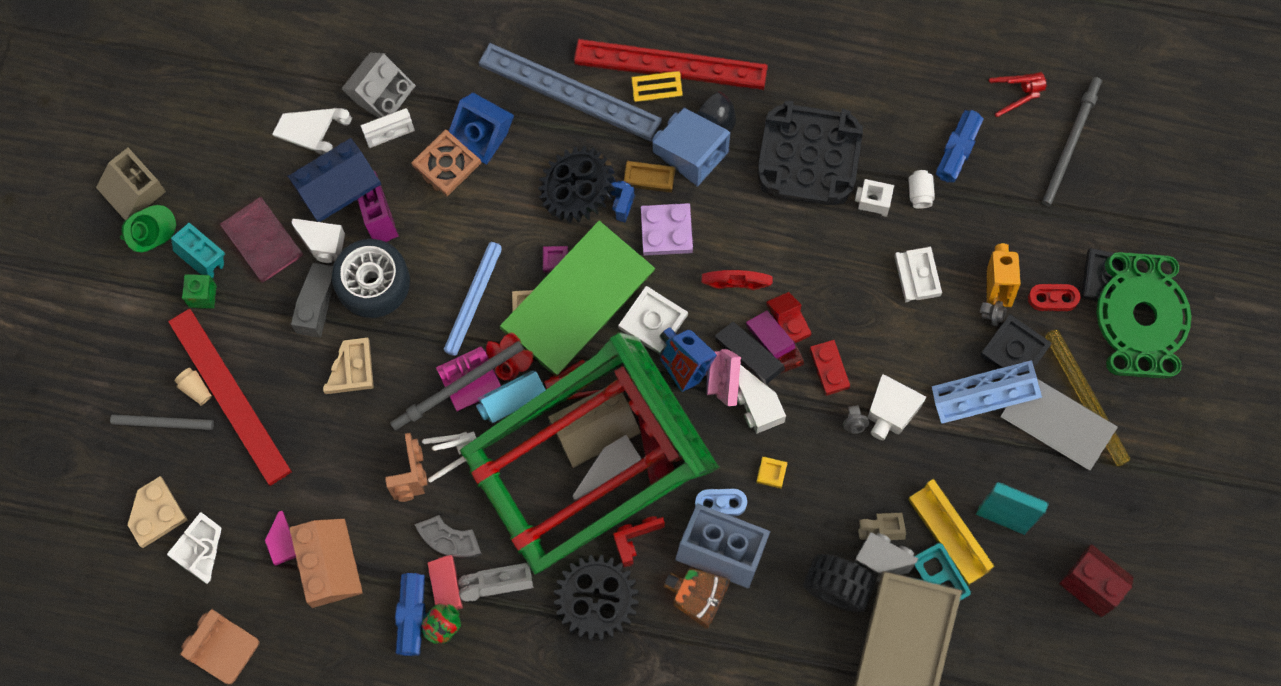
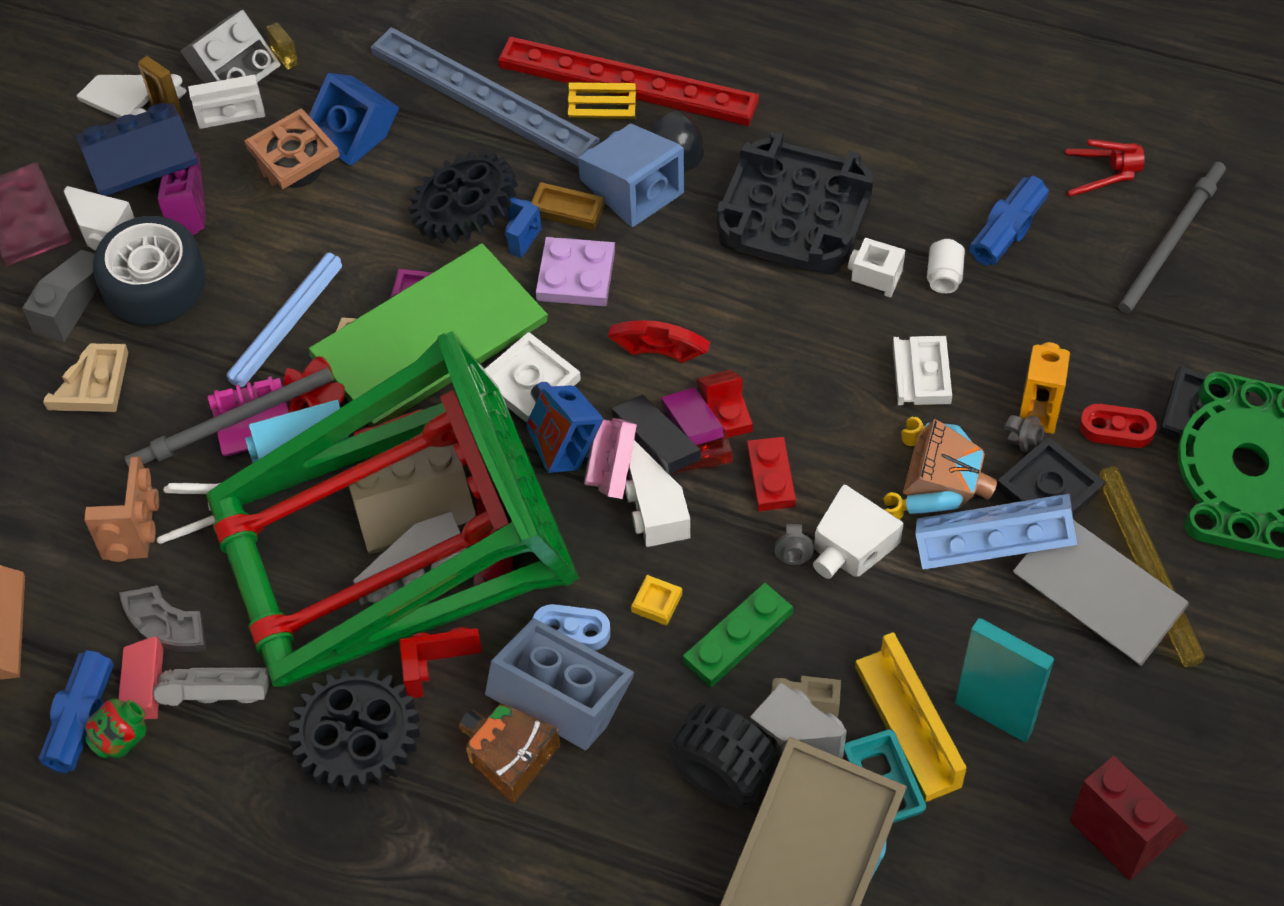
camera: 10 degrees right, 15 degrees down
(337, 126) = (159, 83): none -> pearl gold tile
(414, 71) = (282, 45): none -> clear yellow tile
(829, 489) = (737, 635): none -> green plate
(944, 350) = (941, 470): none -> torso

